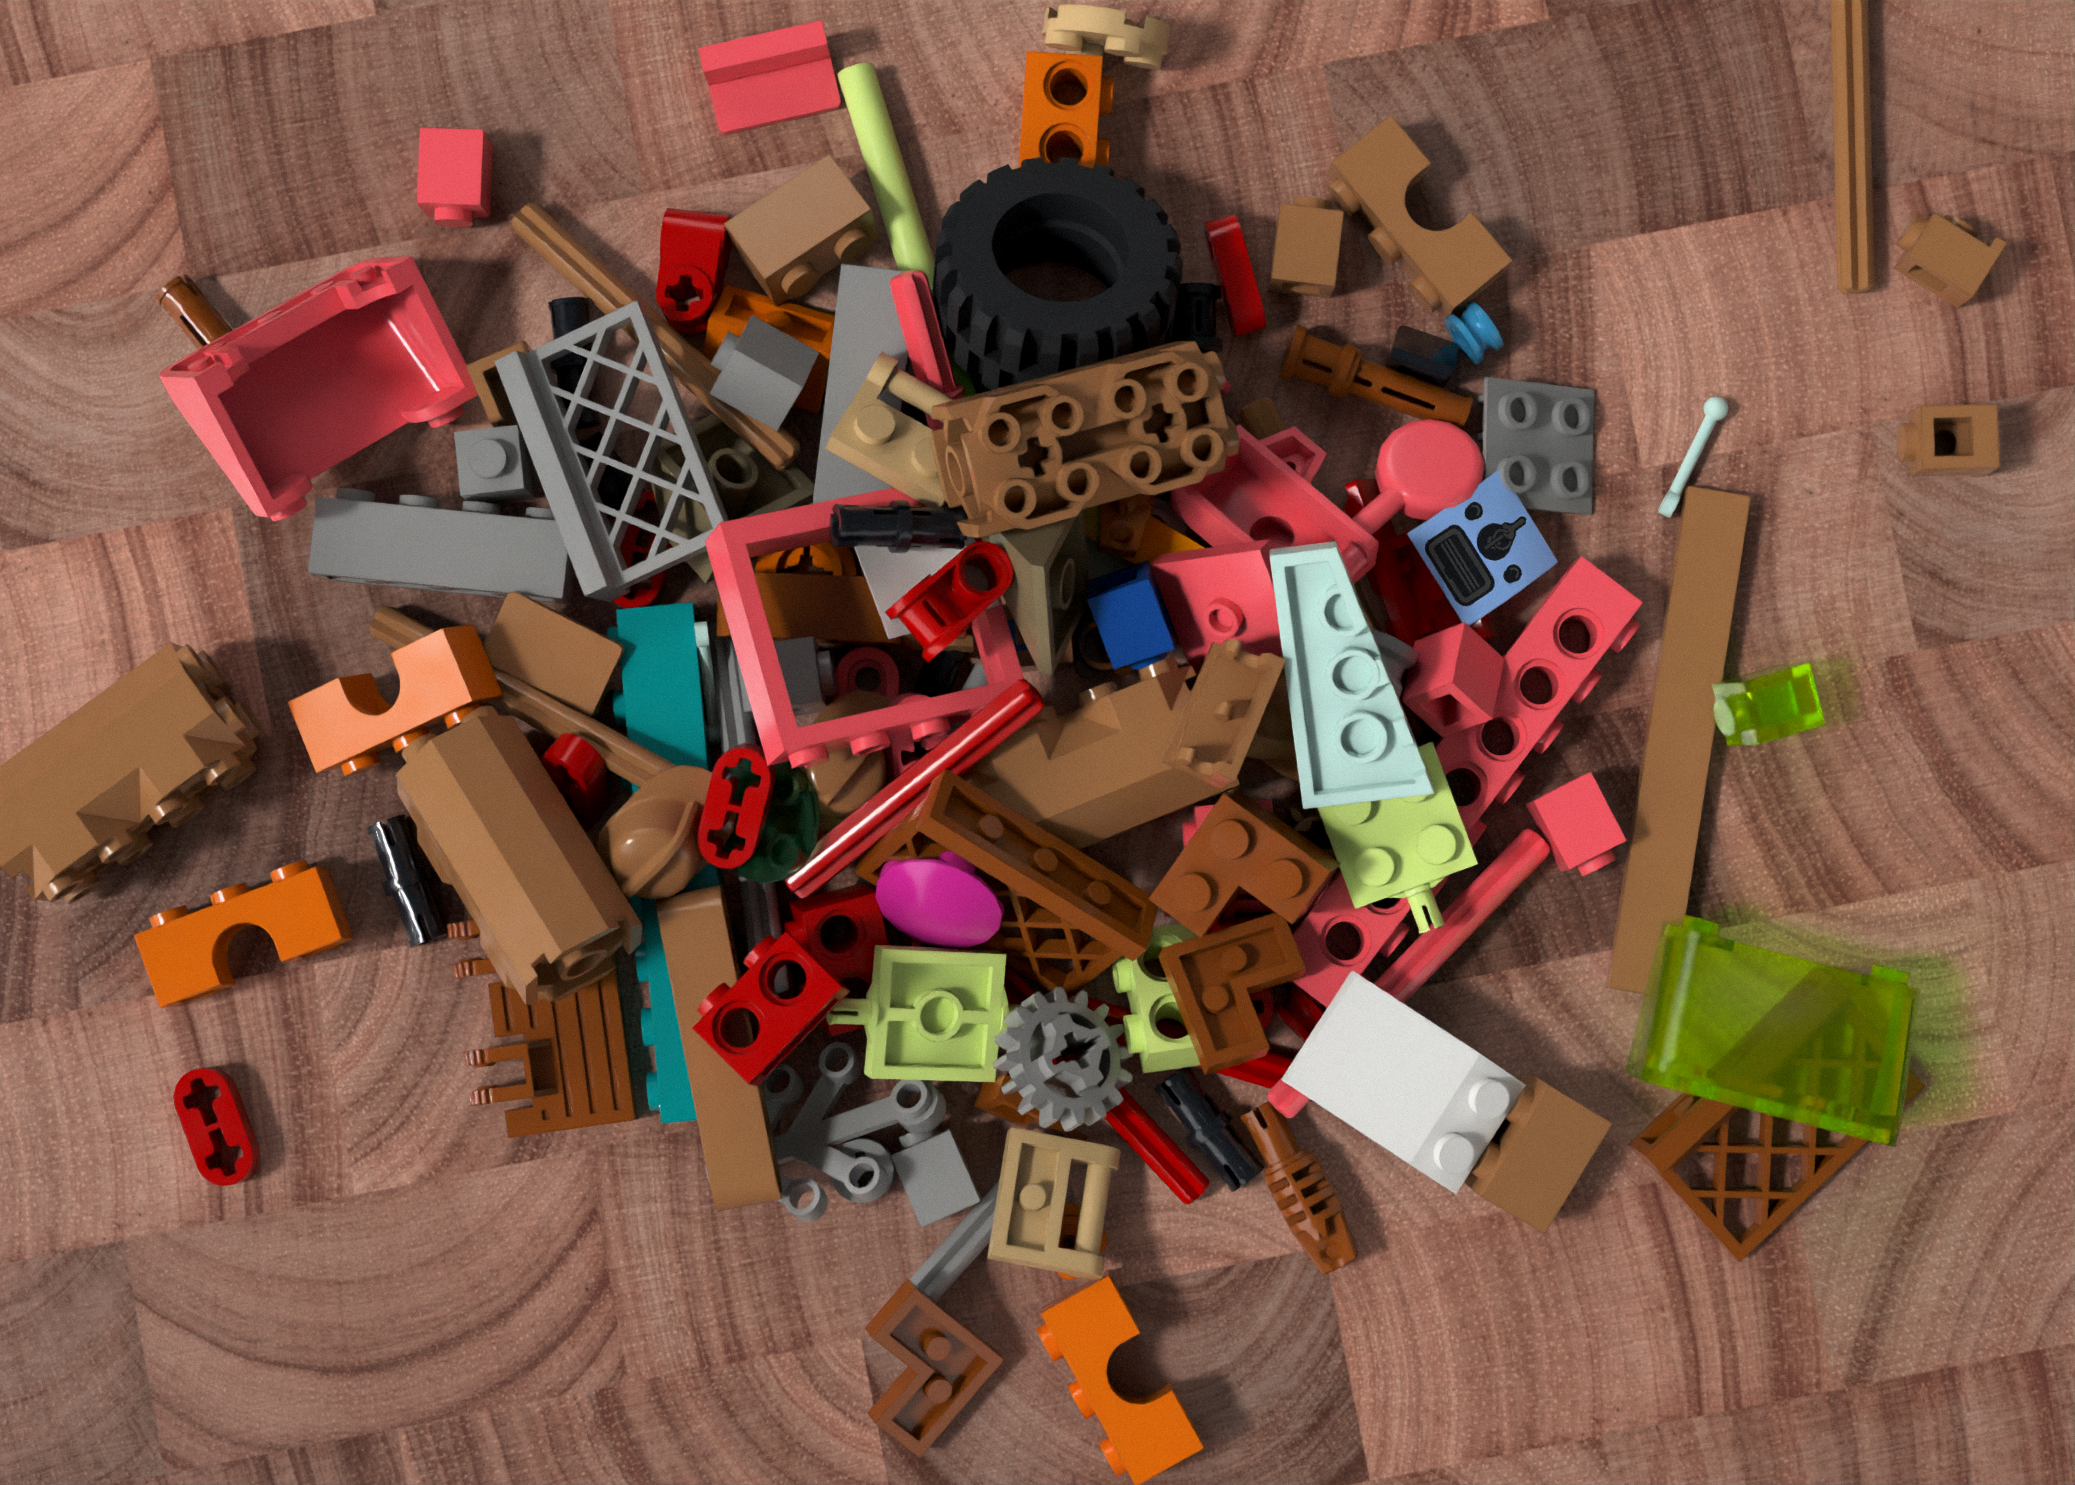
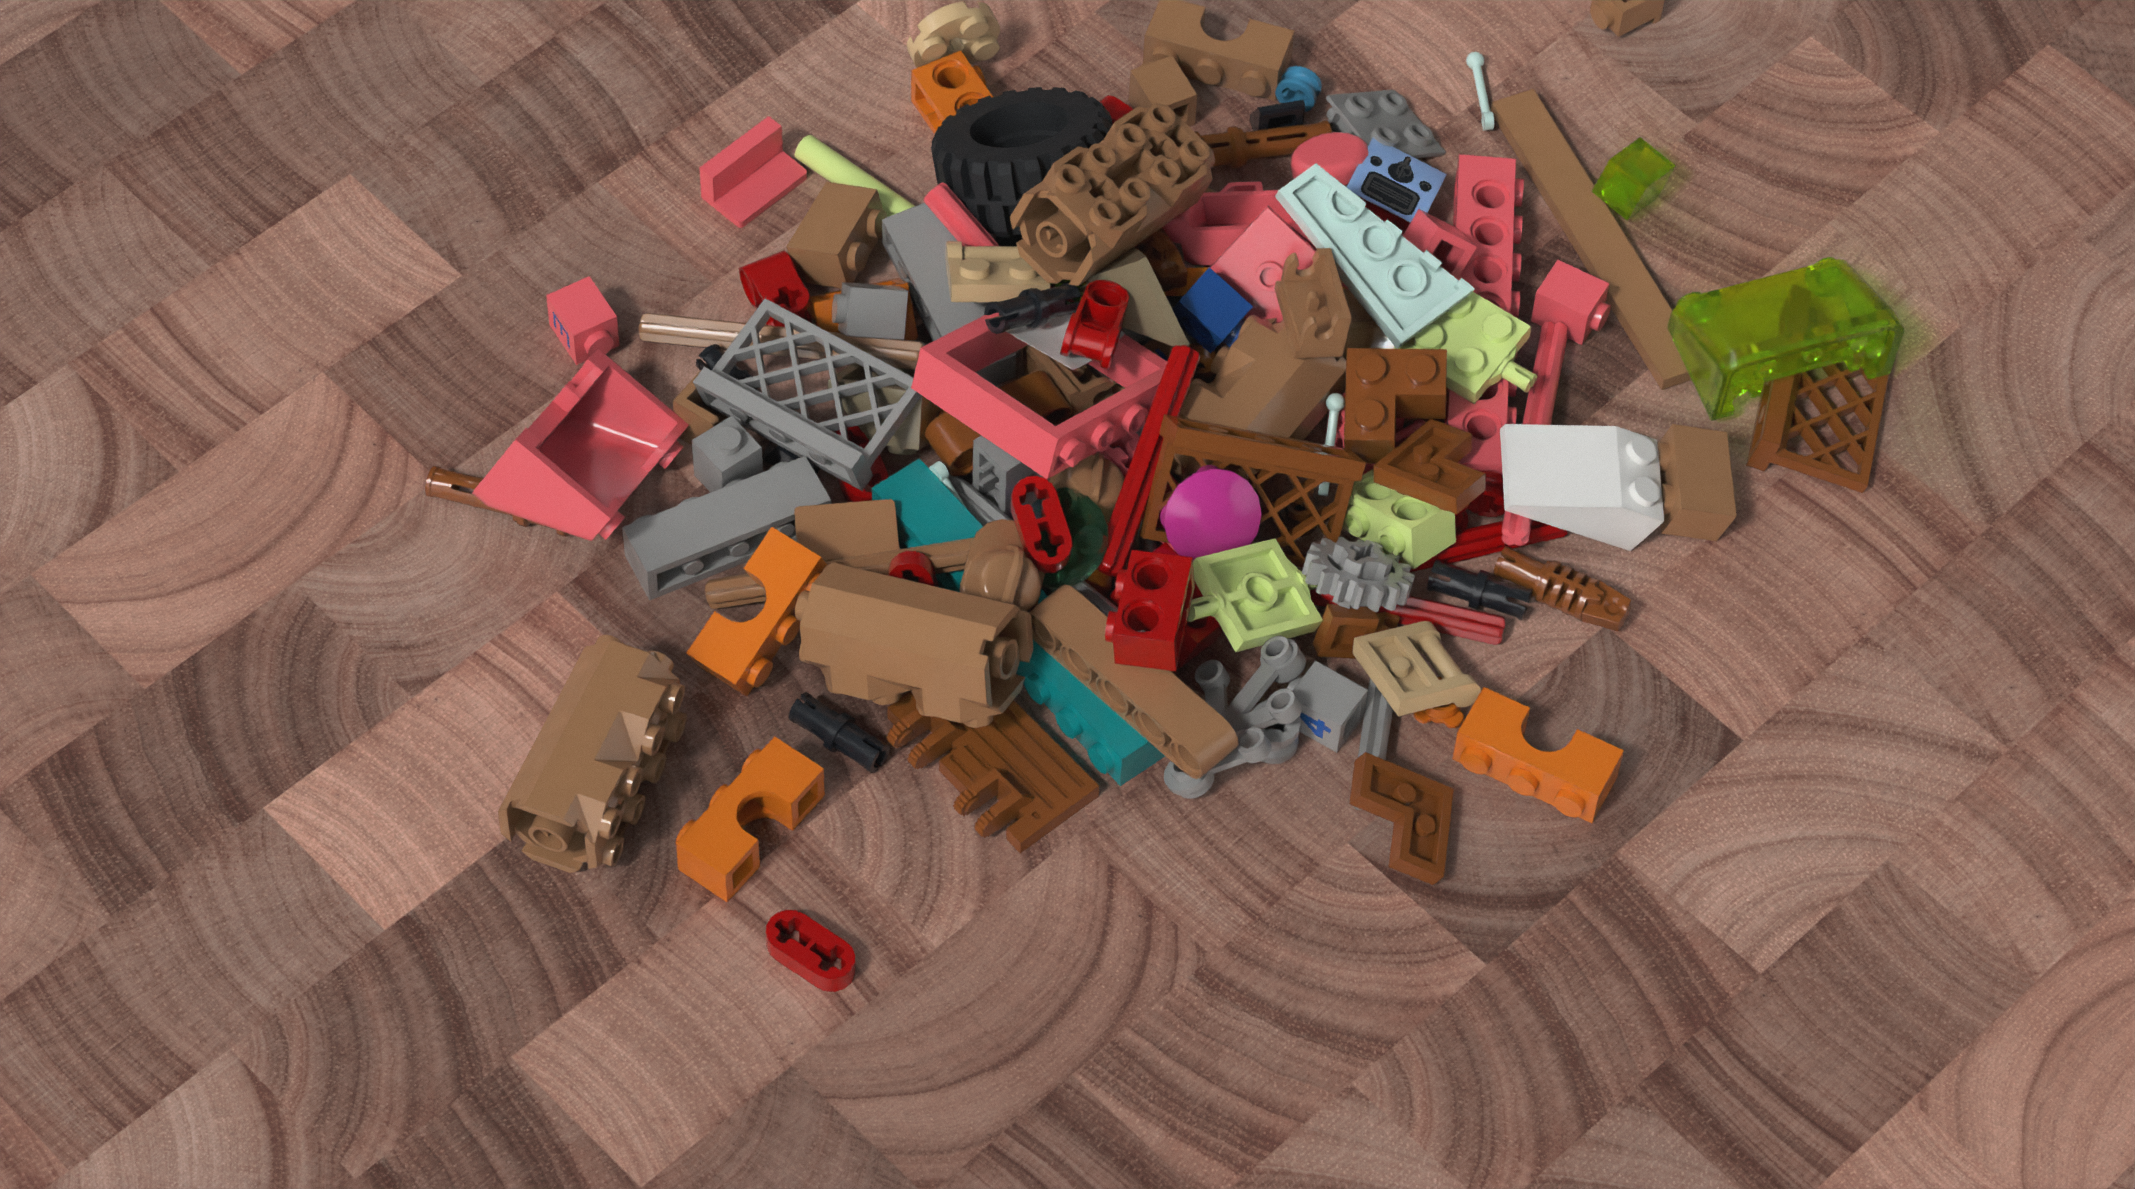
camera: 40 degrees left, 30 degrees down
(1193, 818) = (1335, 403): none -> light aqua hinge

